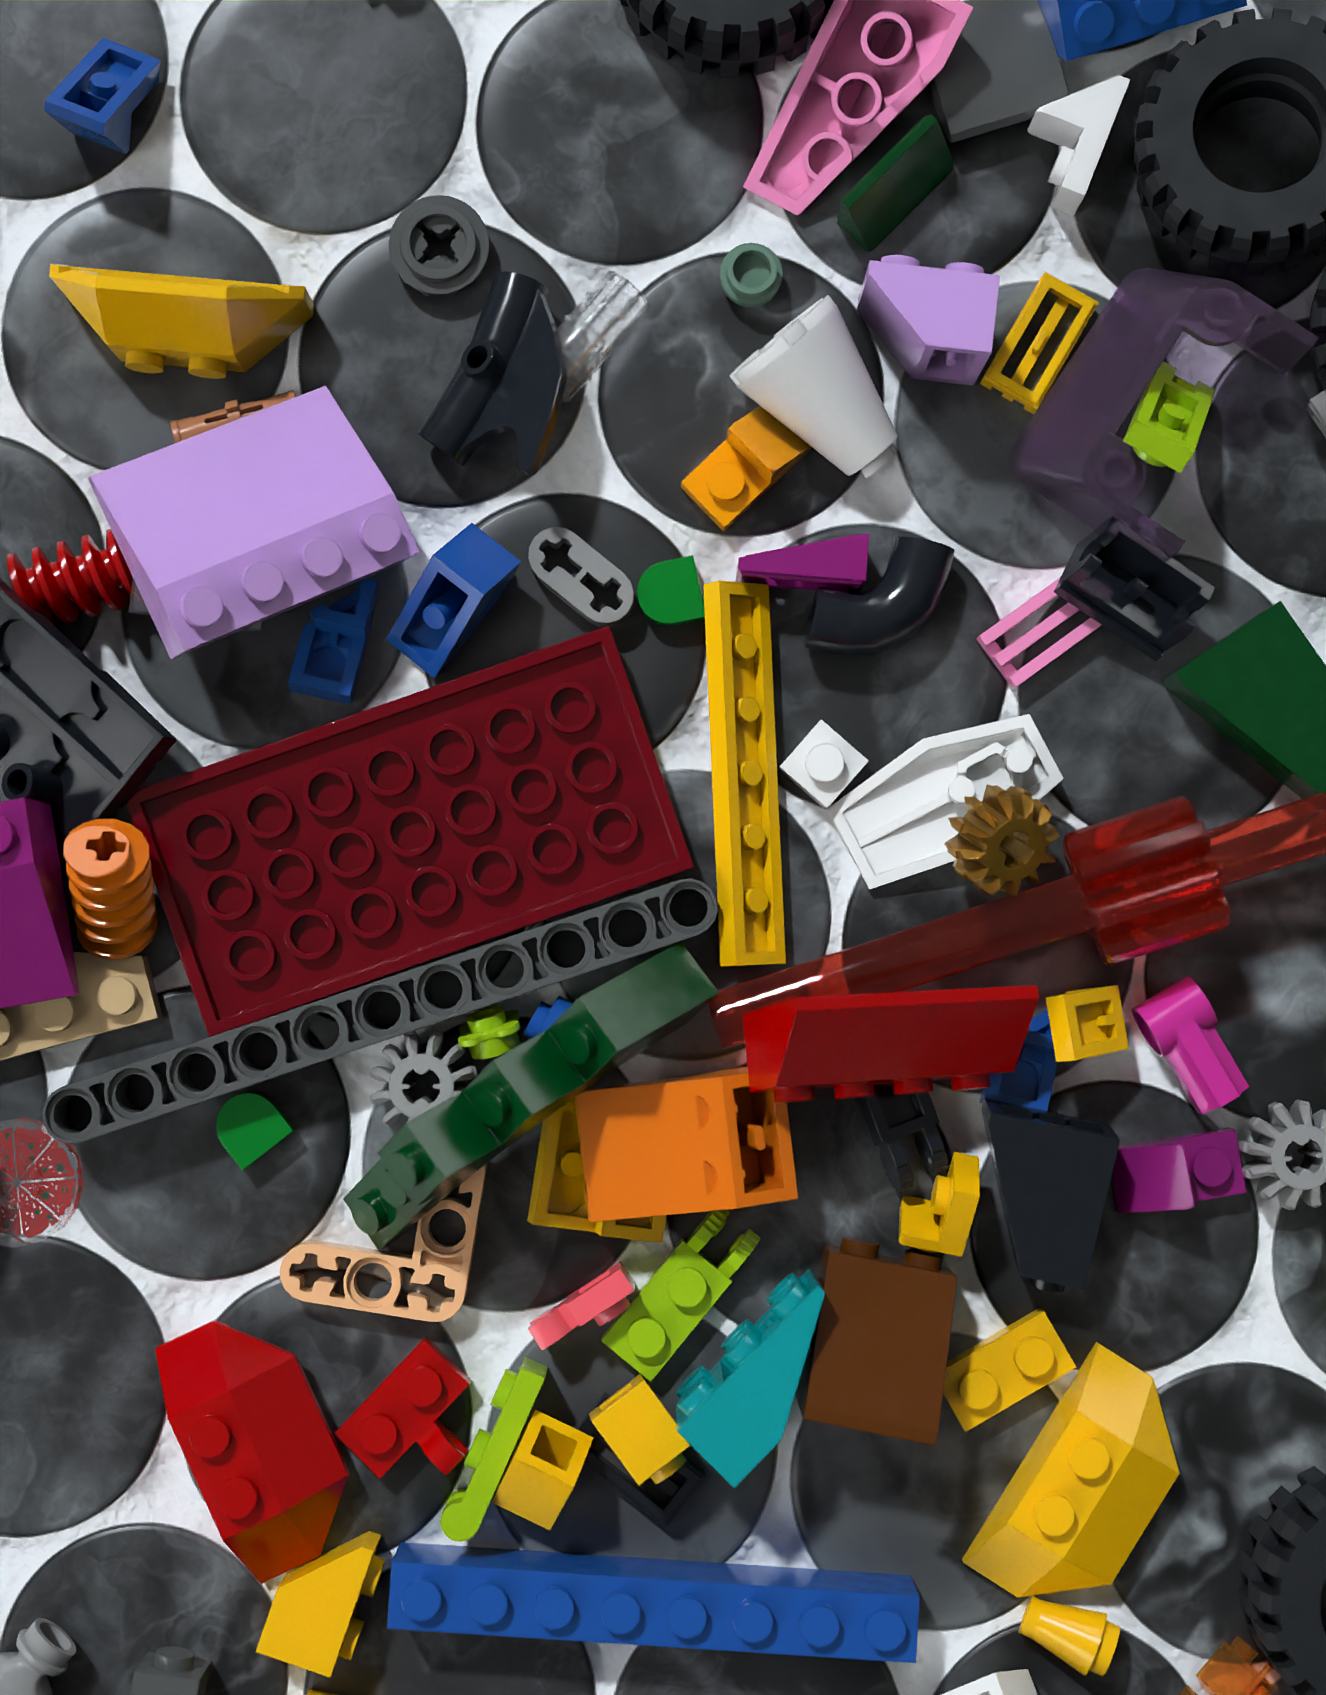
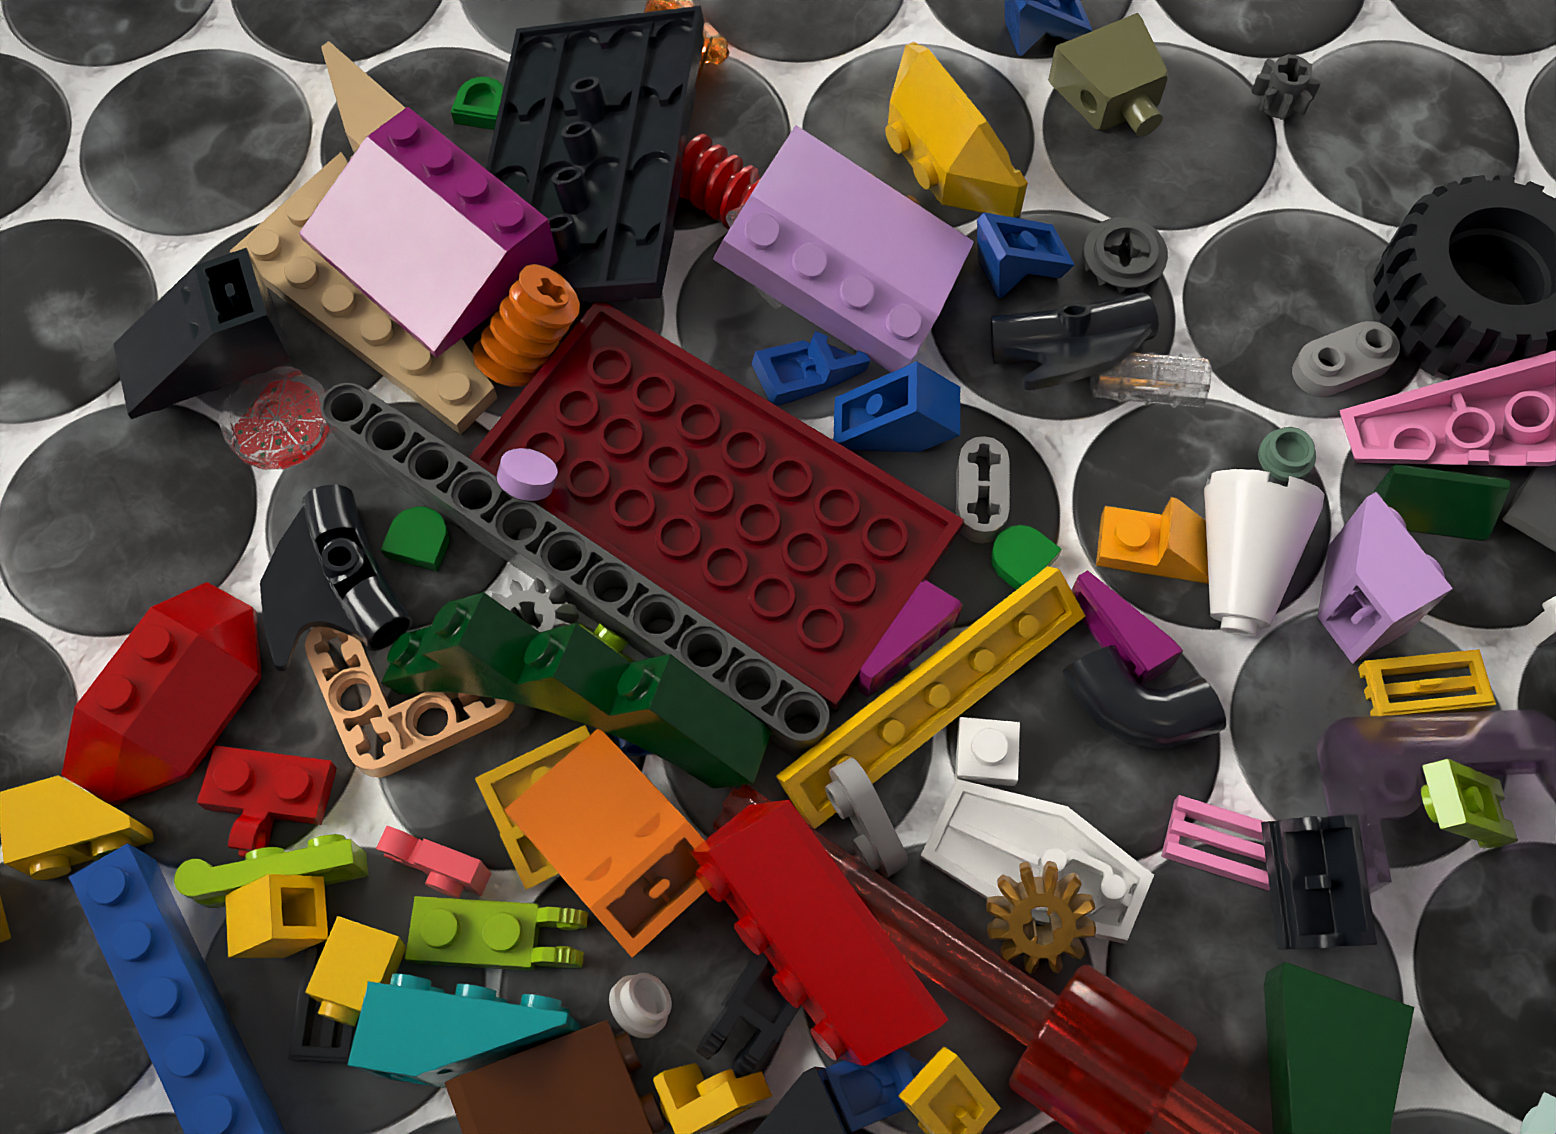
camera: 60 degrees right, 20 degrees down
(234, 88) = (1112, 76): none -> olive torso
(245, 1266) = (327, 579): none -> black pin
(275, 992) = (526, 474): none -> lavender tile
(368, 345) = (1018, 247): none -> blue slope
(674, 746) = (917, 627): none -> magenta slope
(697, 131) = (1350, 357): none -> light grey plate
(791, 917) = (856, 798): none -> light grey plate
(828, 1212) = (640, 1004): none -> white plate

